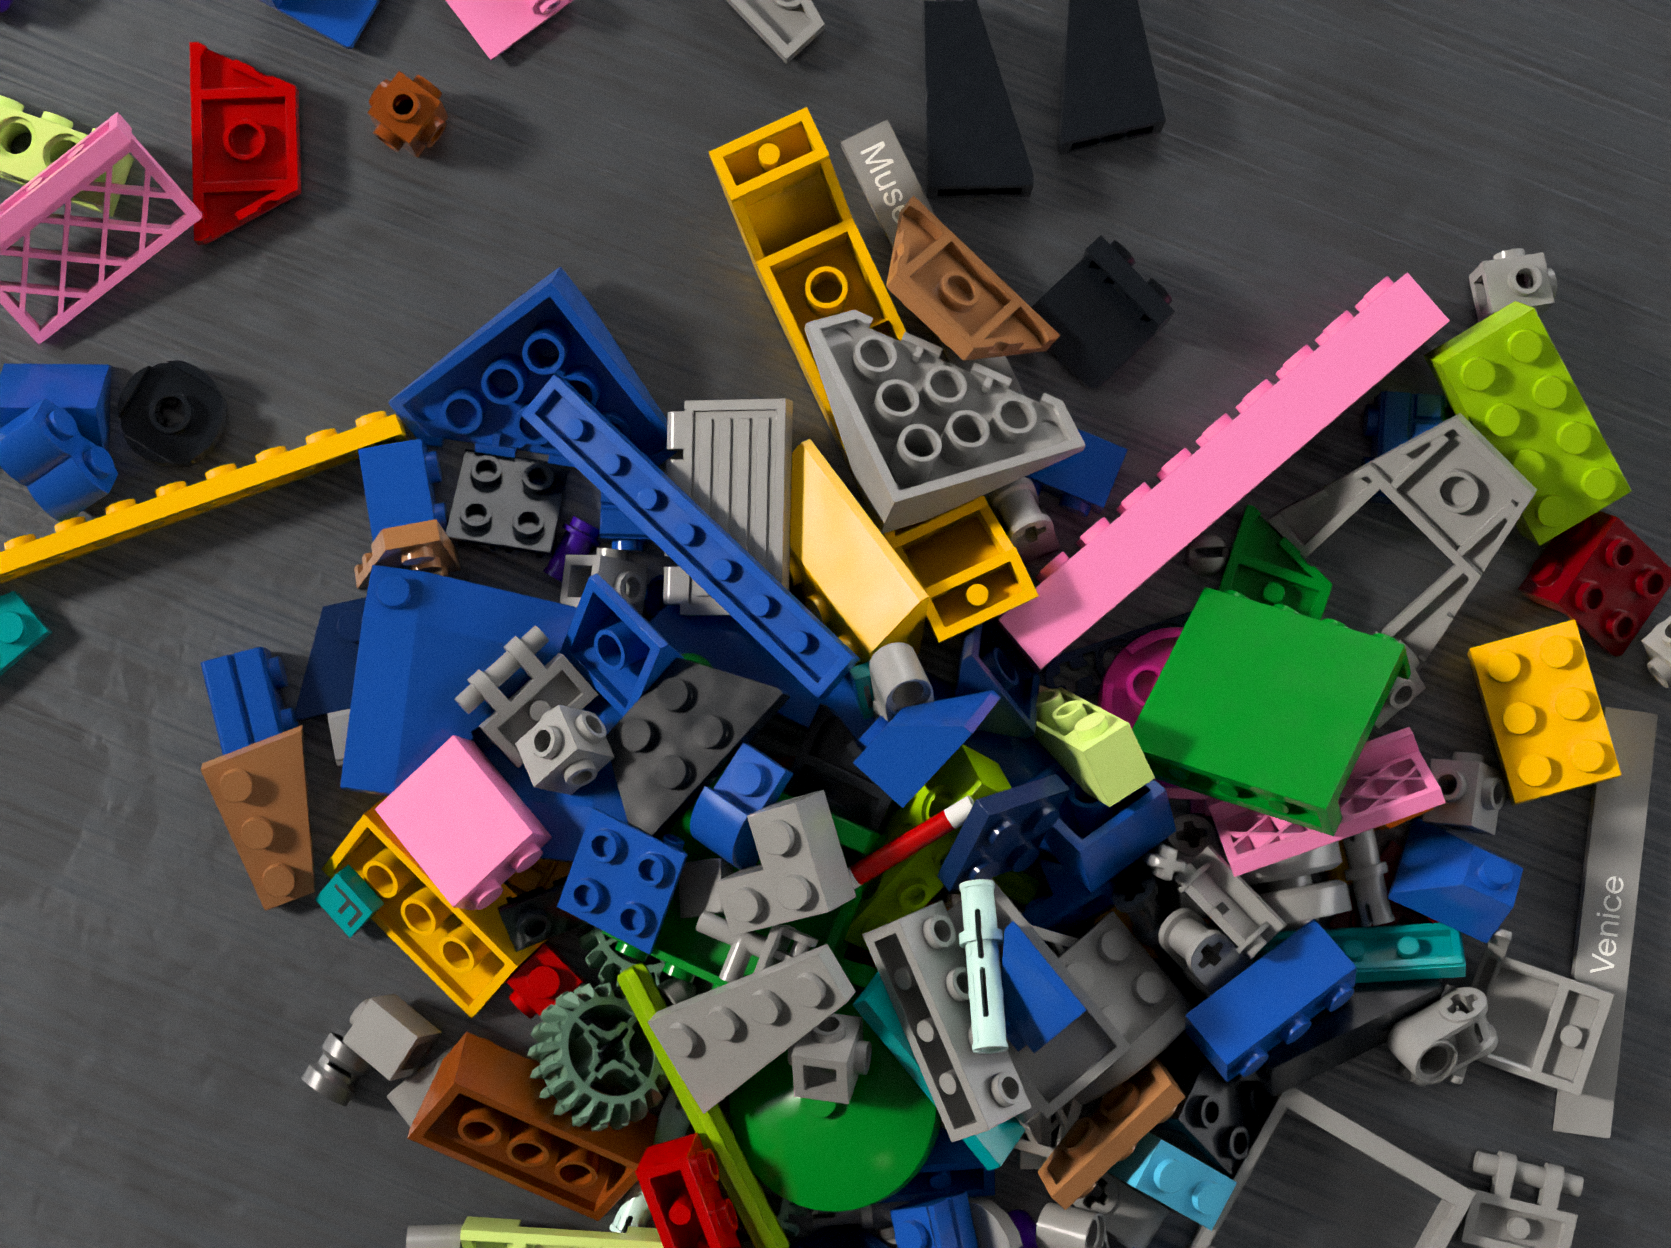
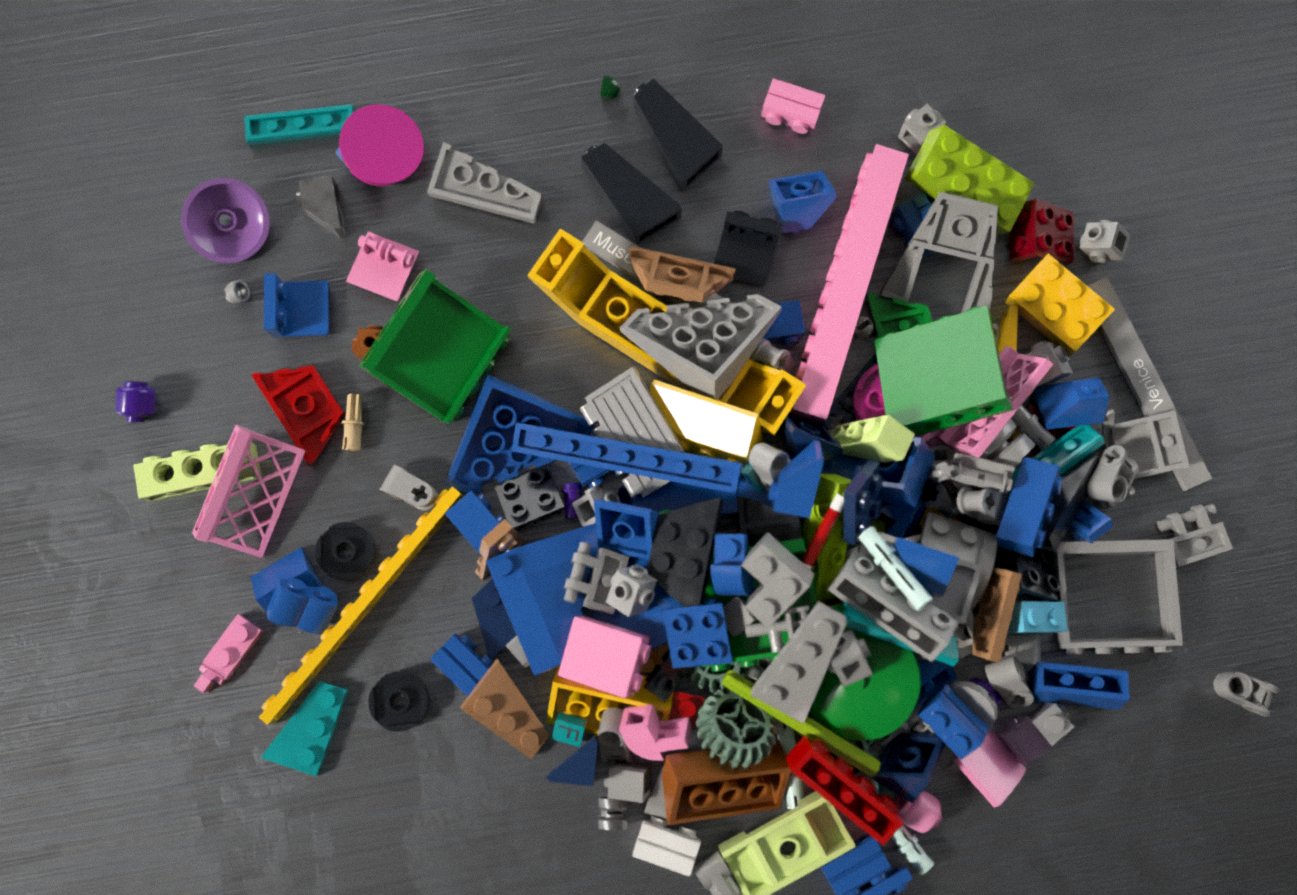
camera: 30 degrees left, 5 degrees down
(108, 668) = (386, 689): none -> black plate
(304, 216) = (353, 423): none -> tan axle
(326, 371) = (406, 488): none -> light grey piece
(328, 969) = (579, 767): none -> dark blue slope
(389, 1168) = (667, 846): none -> white brick
(412, 956) = (610, 739): none -> light grey piece
(461, 989) = (650, 736): none -> bright pink brick
(502, 176) = (435, 348): none -> green panel
(1239, 285) = (801, 200): none -> blue slope
(1324, 122) = (792, 106): none -> bright pink brick
(1359, 1087) = (1089, 524): none -> blue slope
(1430, 707) = (1008, 329): none -> yellow slope

